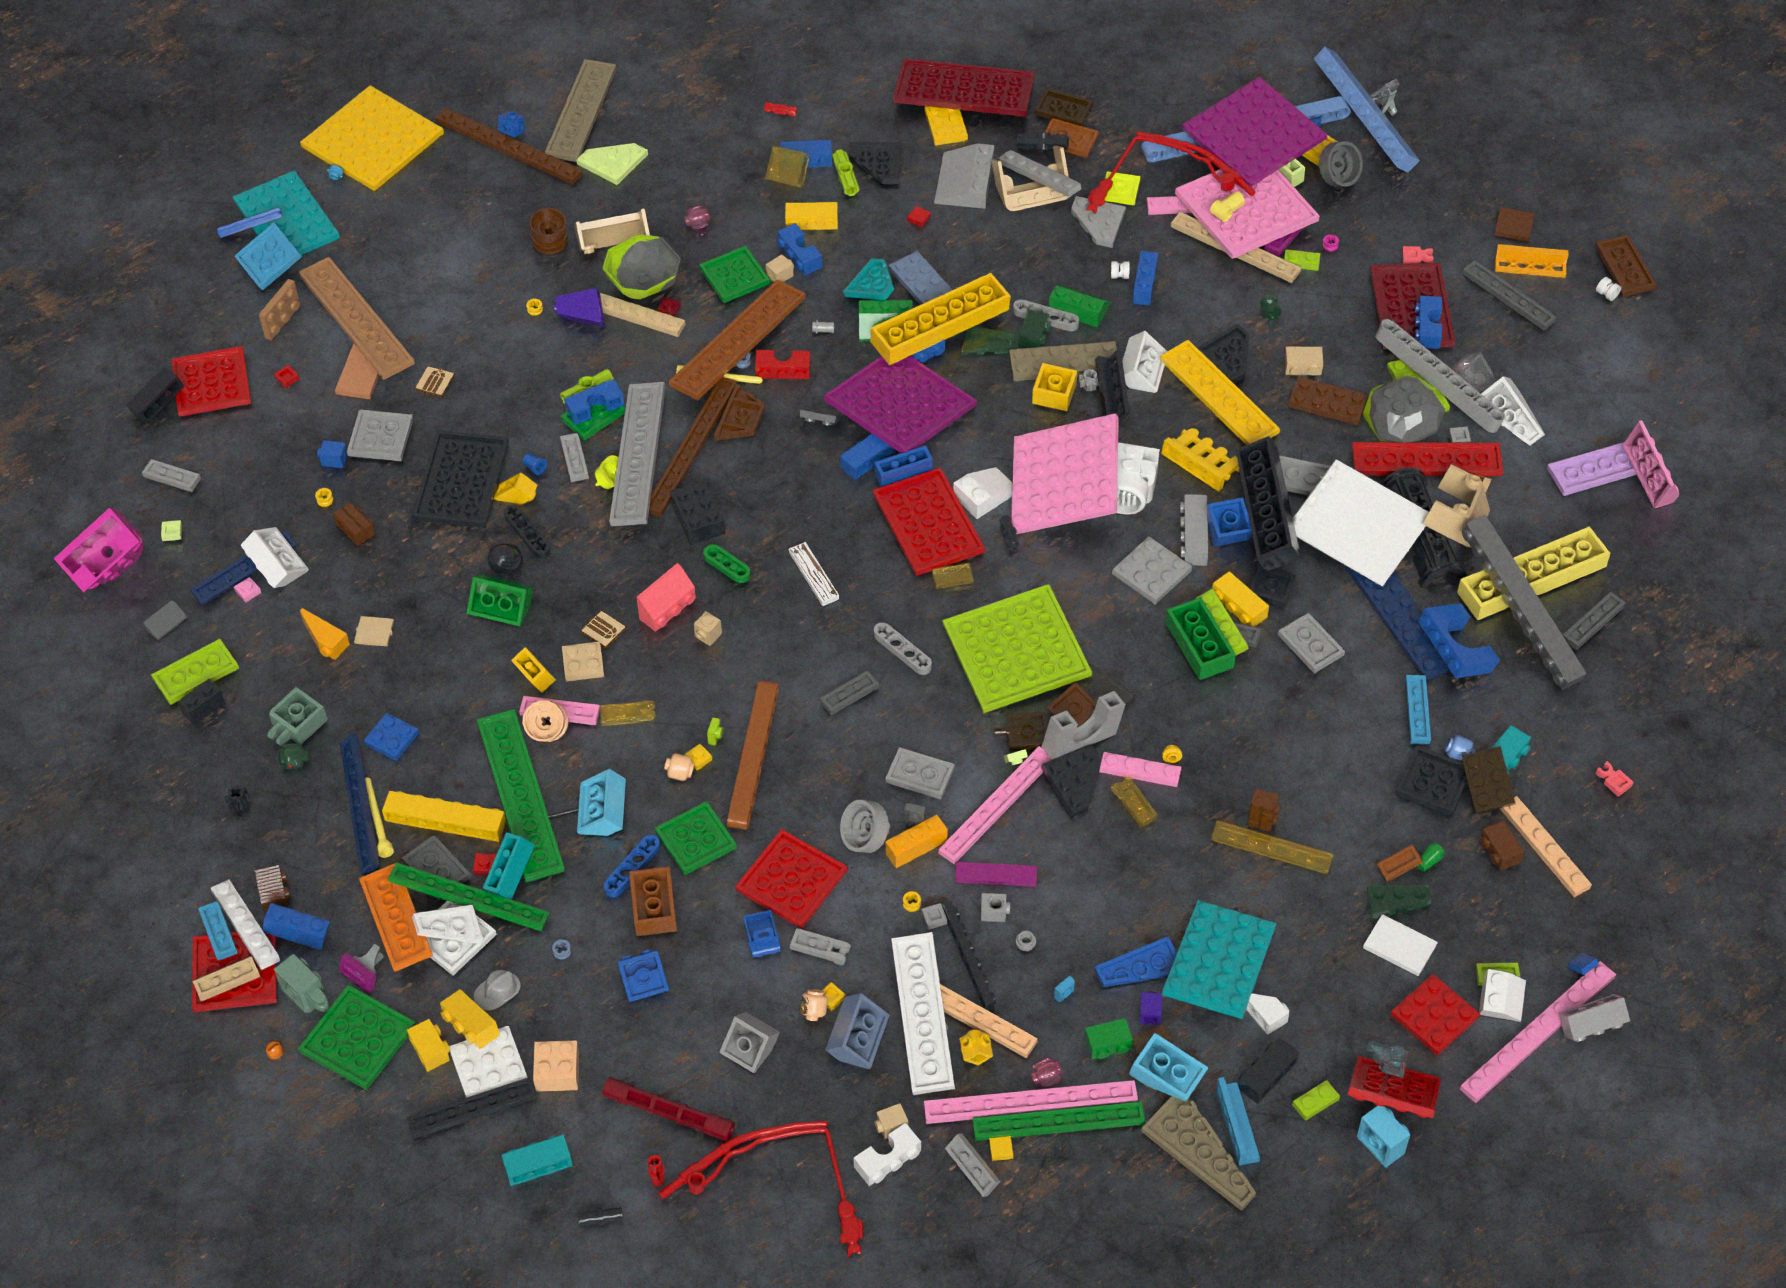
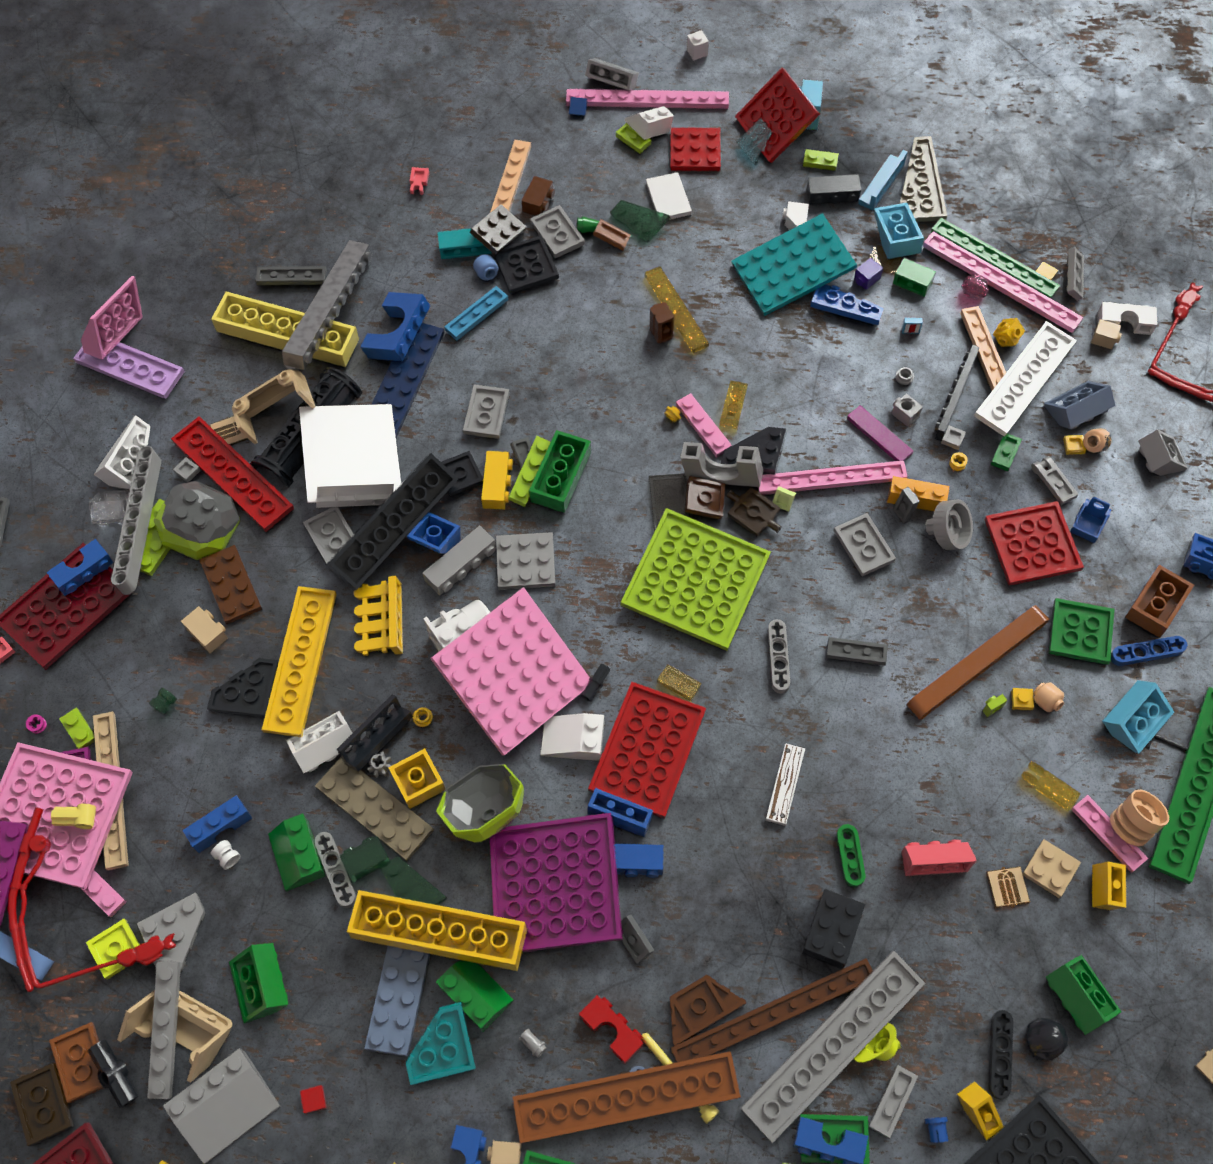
camera: 135 degrees left, 10 degrees up
(707, 628) = (923, 801): tan brick -> none
(880, 938) = (1006, 452): none -> plate
(994, 394) = (482, 802): none -> dark grey rock
(1016, 235) = (258, 982): none -> green slope
(1447, 829) = (557, 231): none -> light grey plate
(1562, 1123) = (697, 45): none -> white brick

